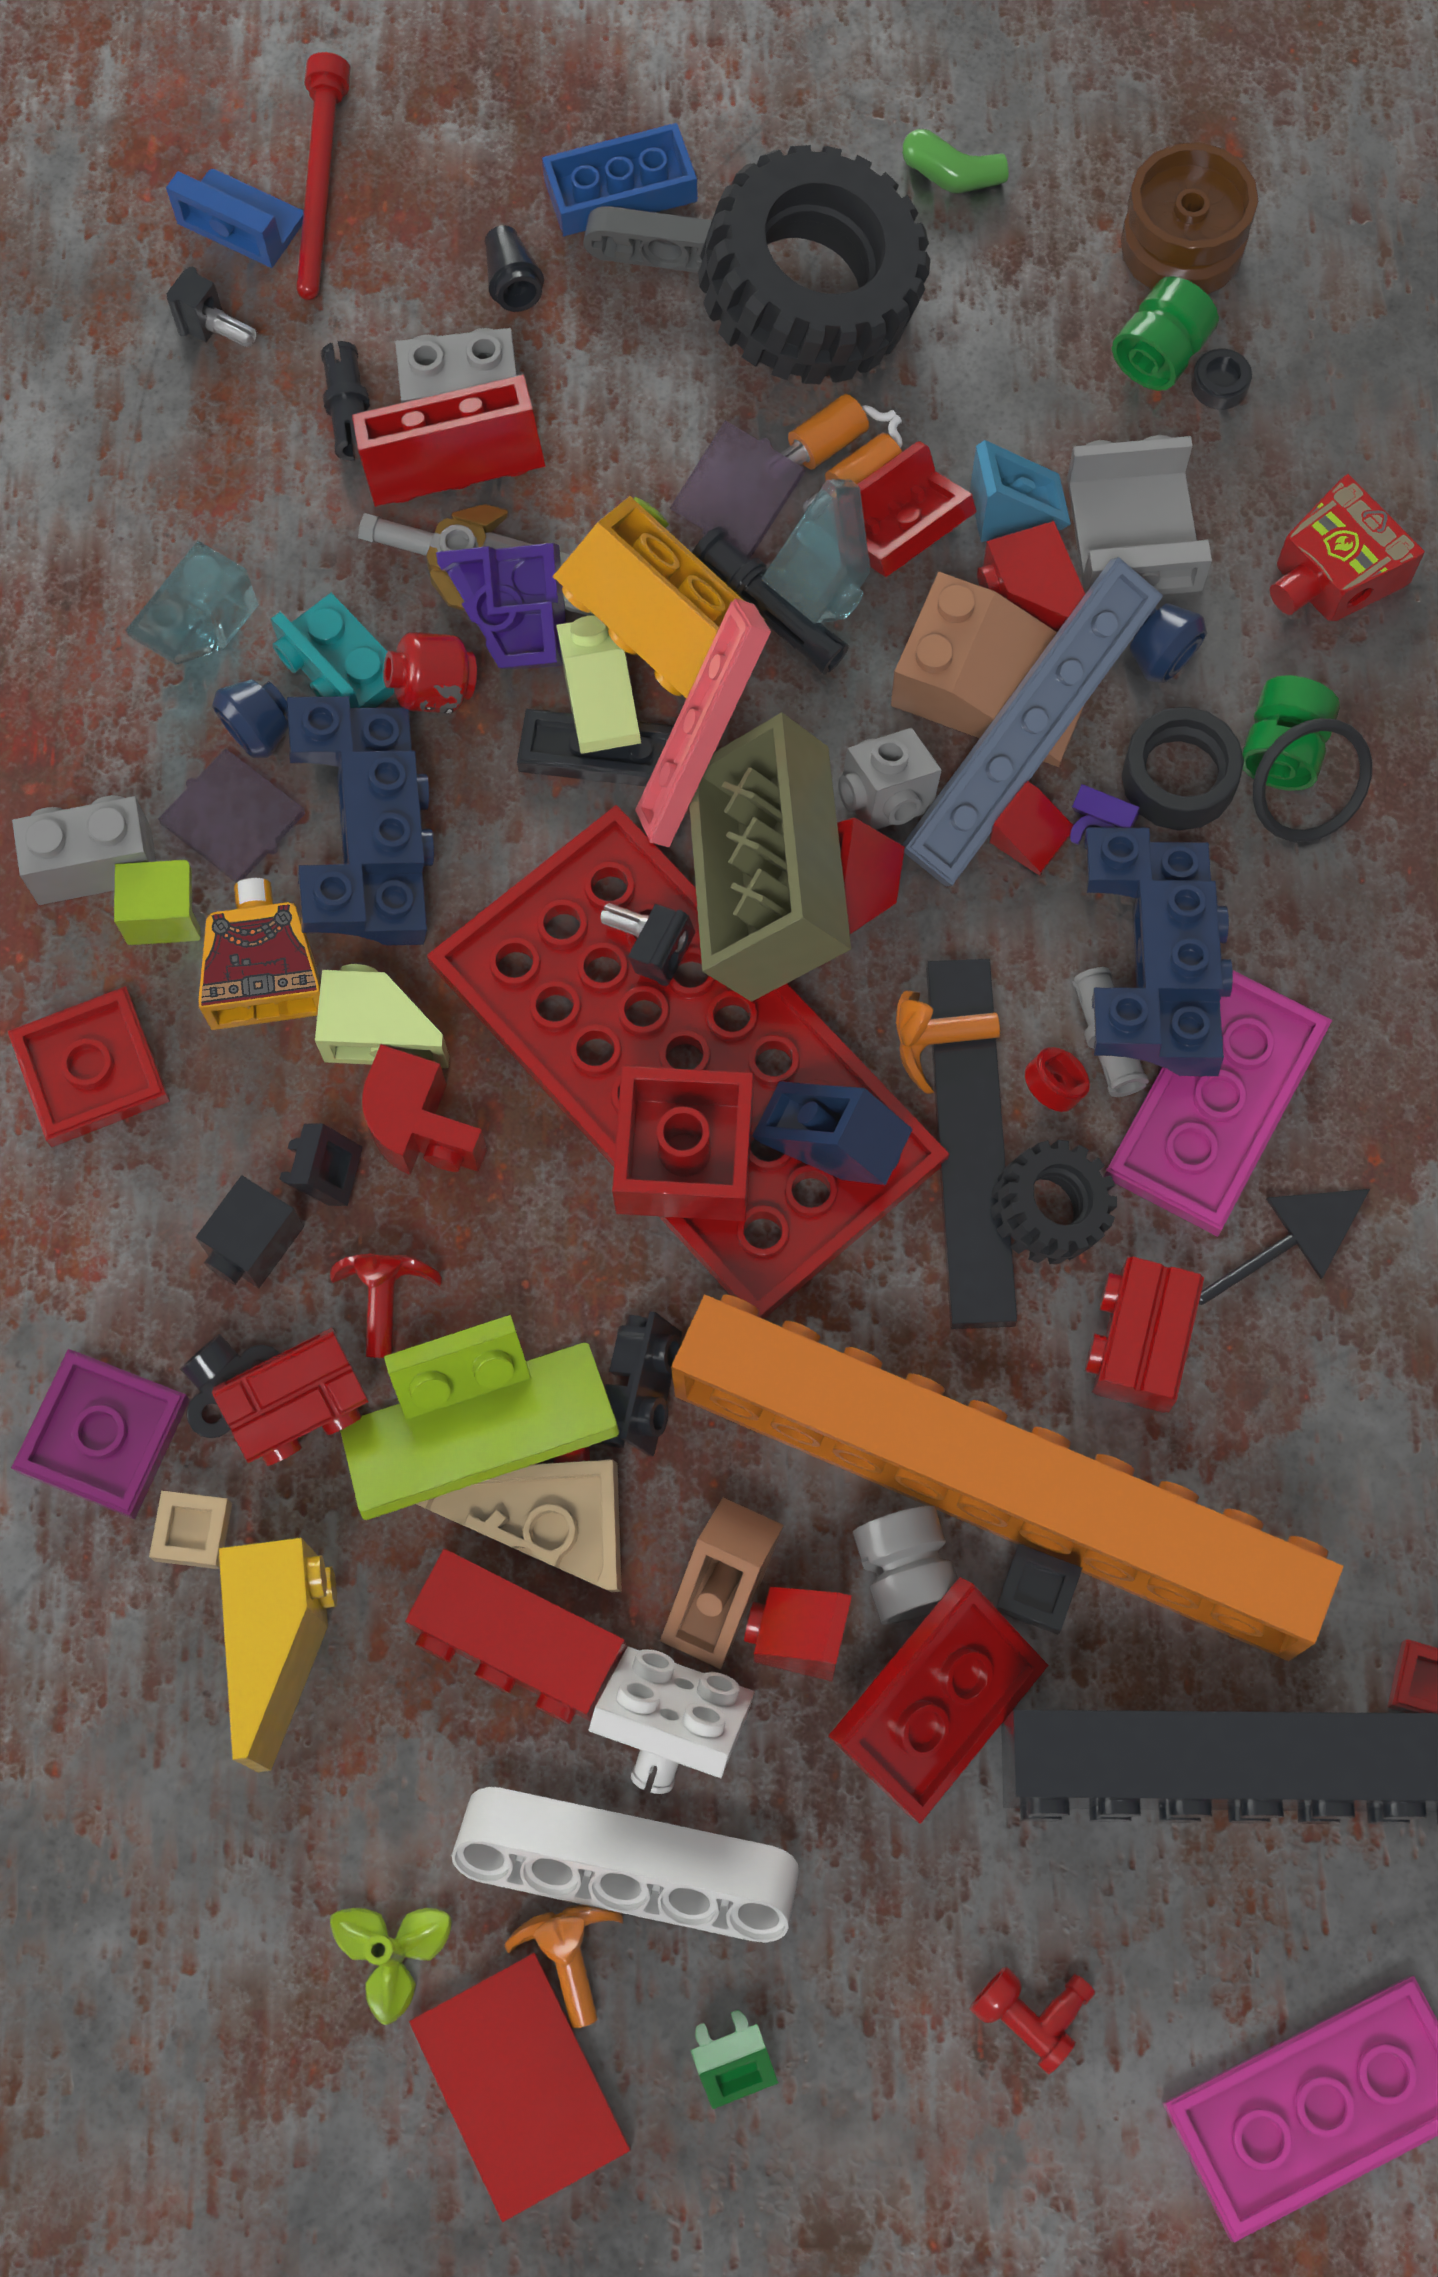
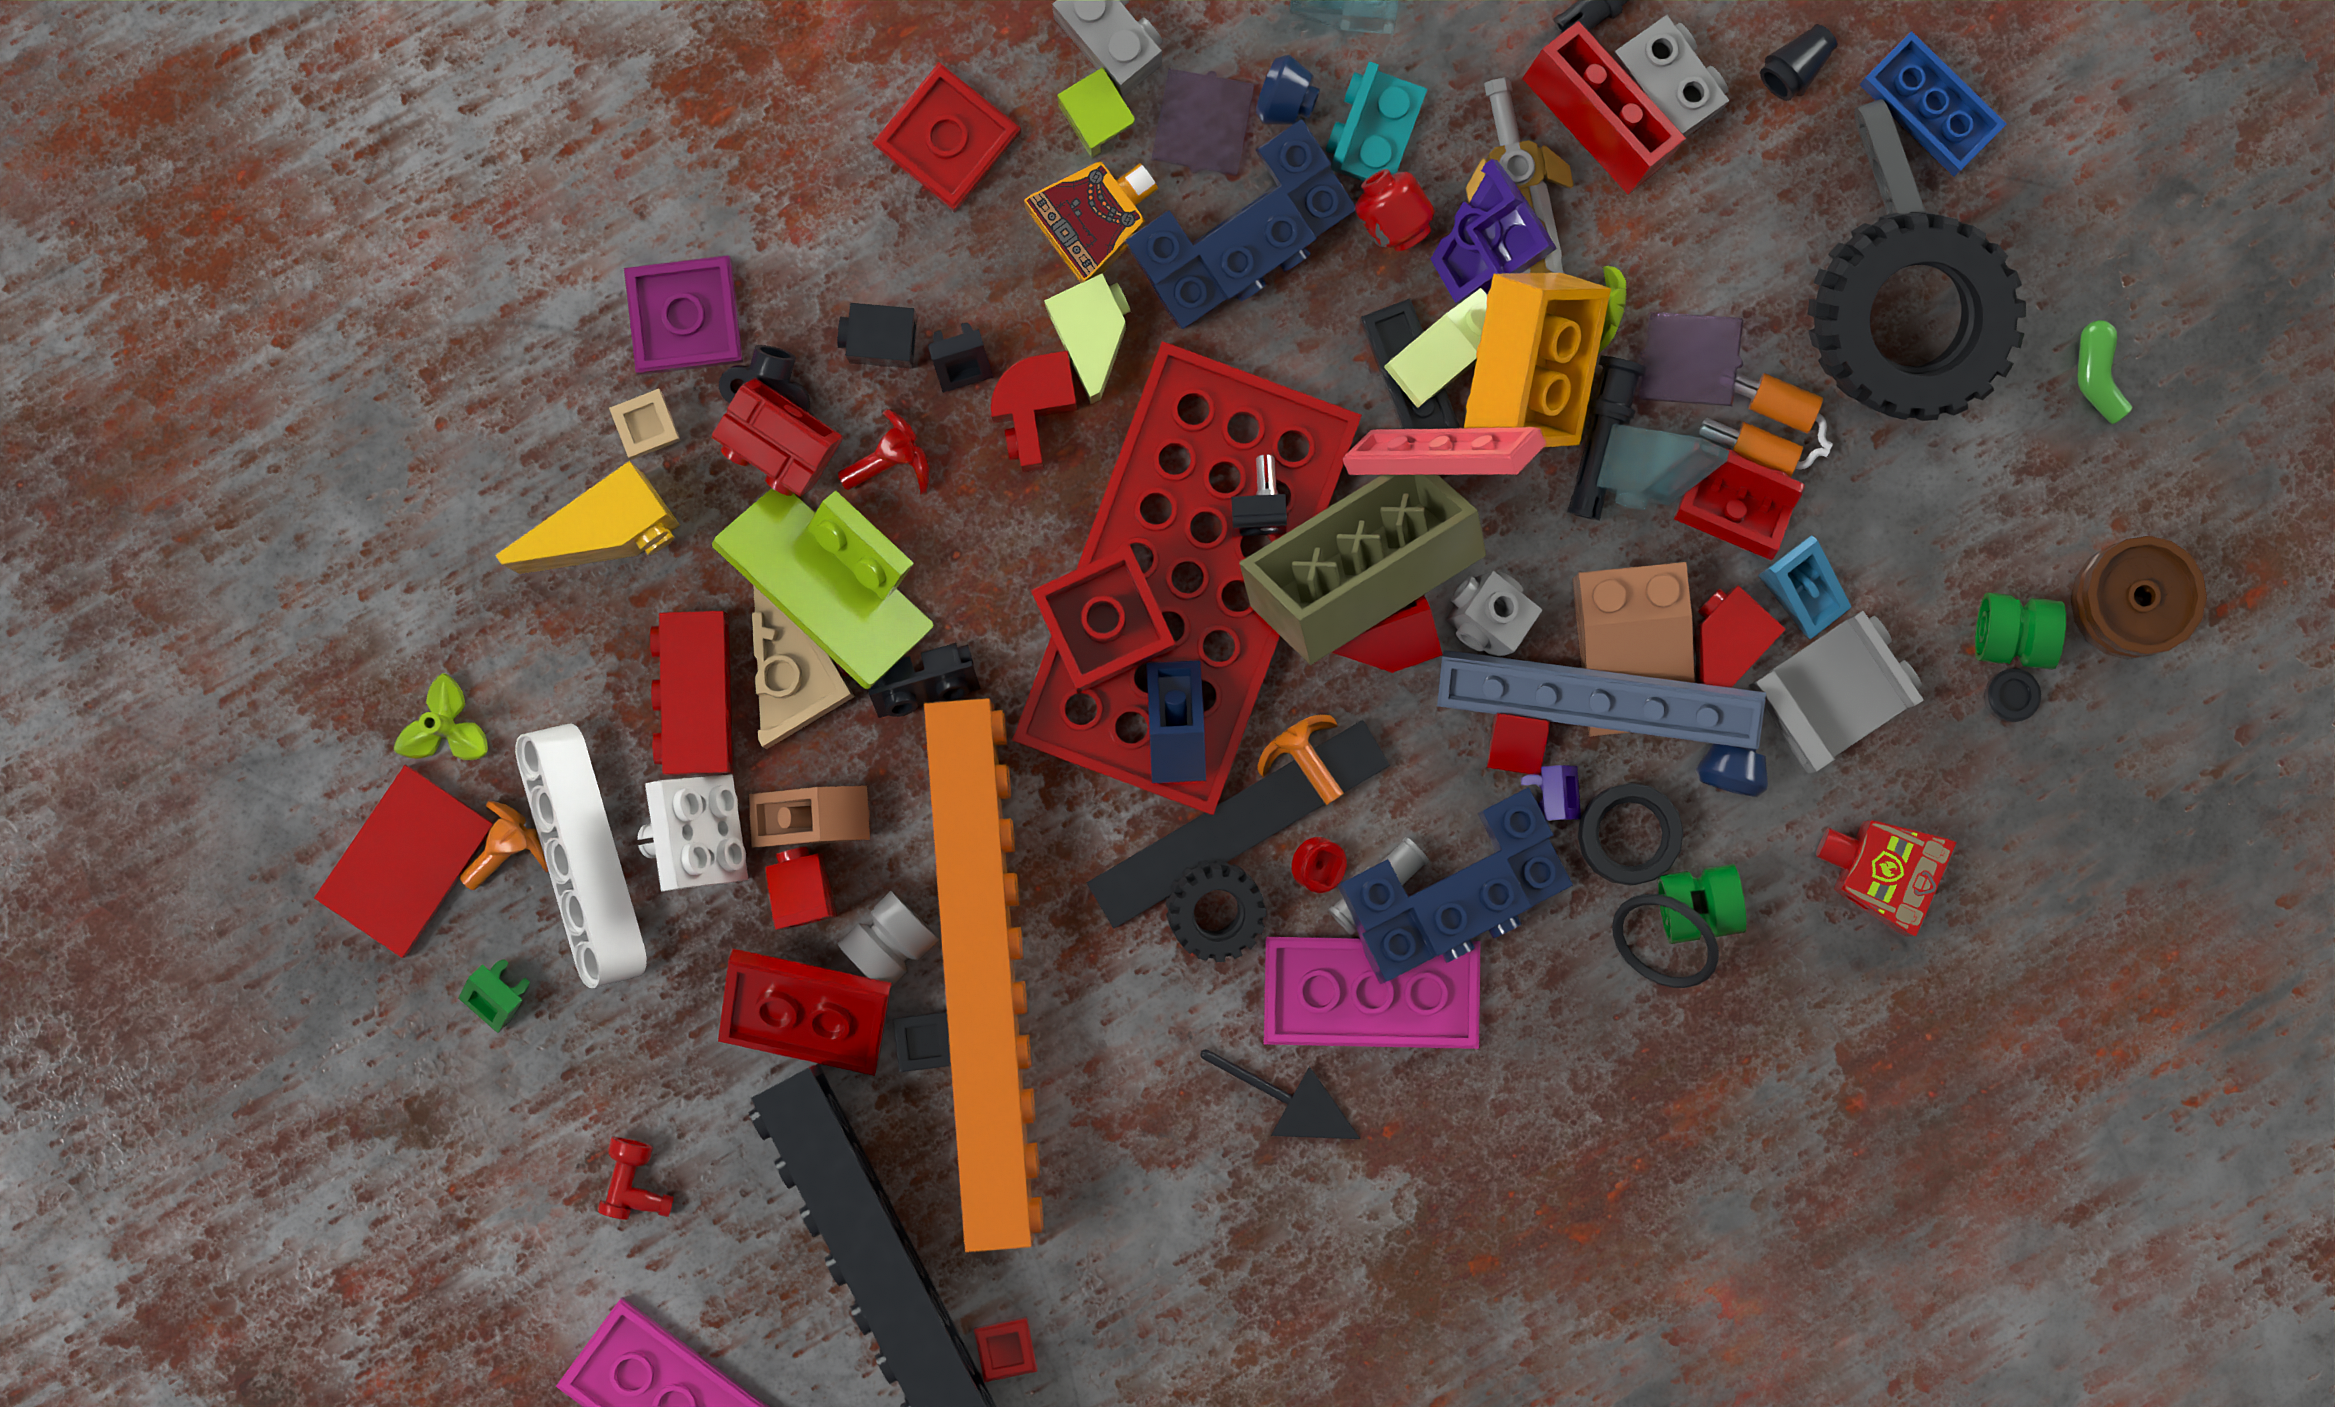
camera: 60 degrees right, 15 degrees up
(1146, 1334) = (1152, 1026): red brick -> none

